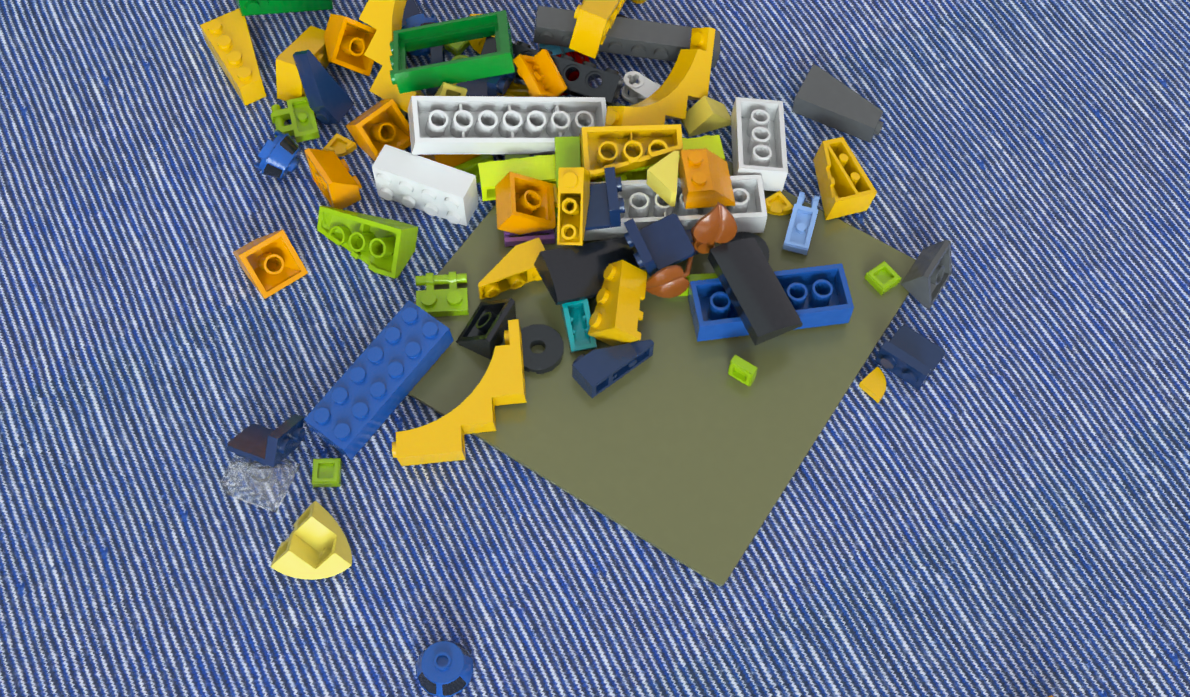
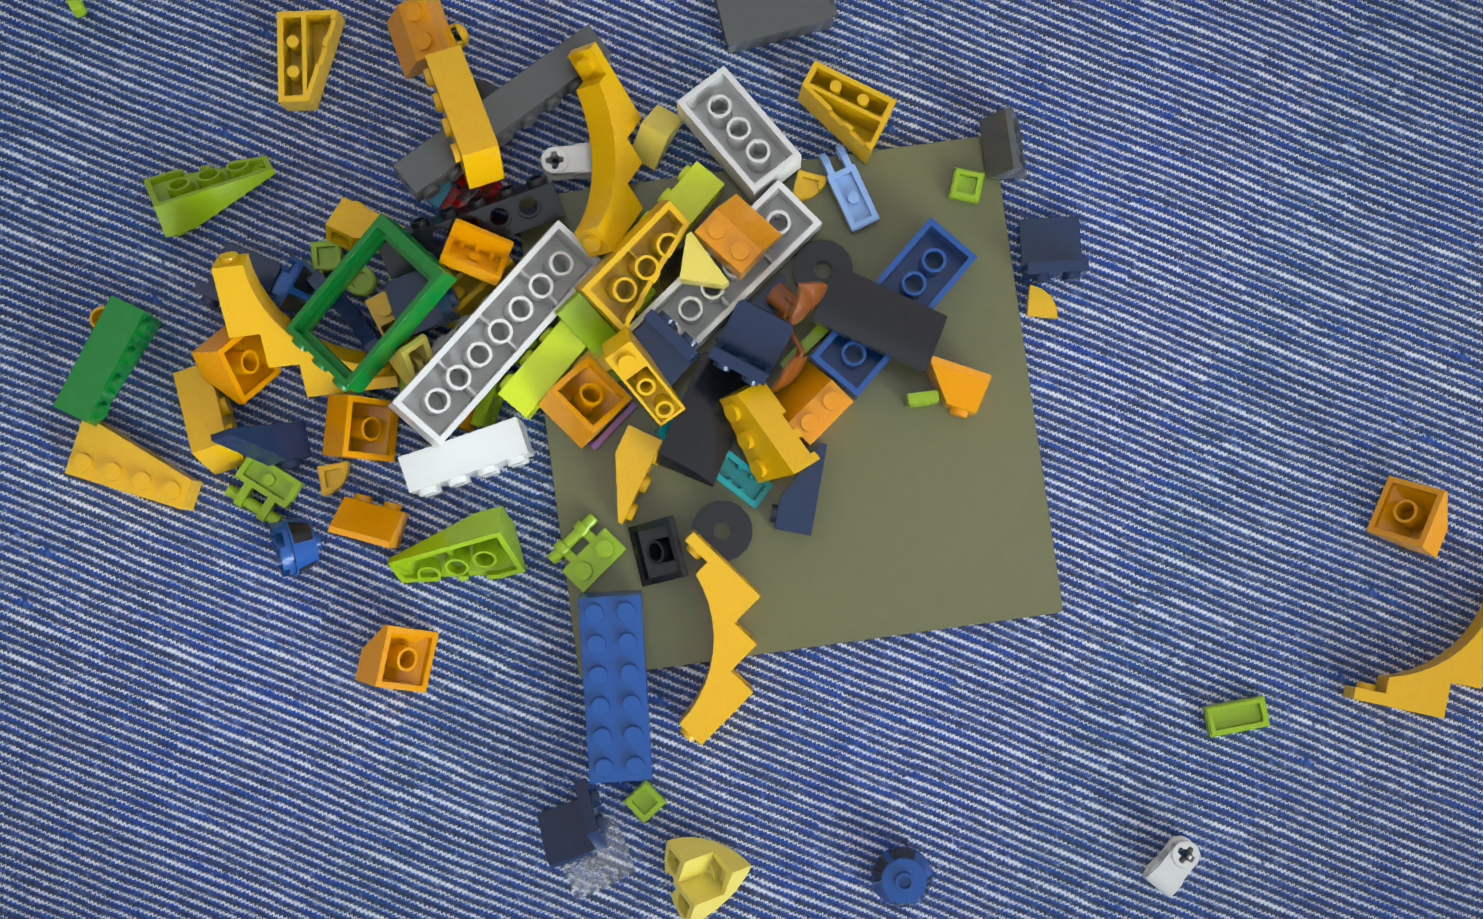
camera: 45 degrees left, 25 degrees up
(667, 321) = (812, 403): none -> light orange slope
(776, 376) = (958, 386): none -> light orange slope

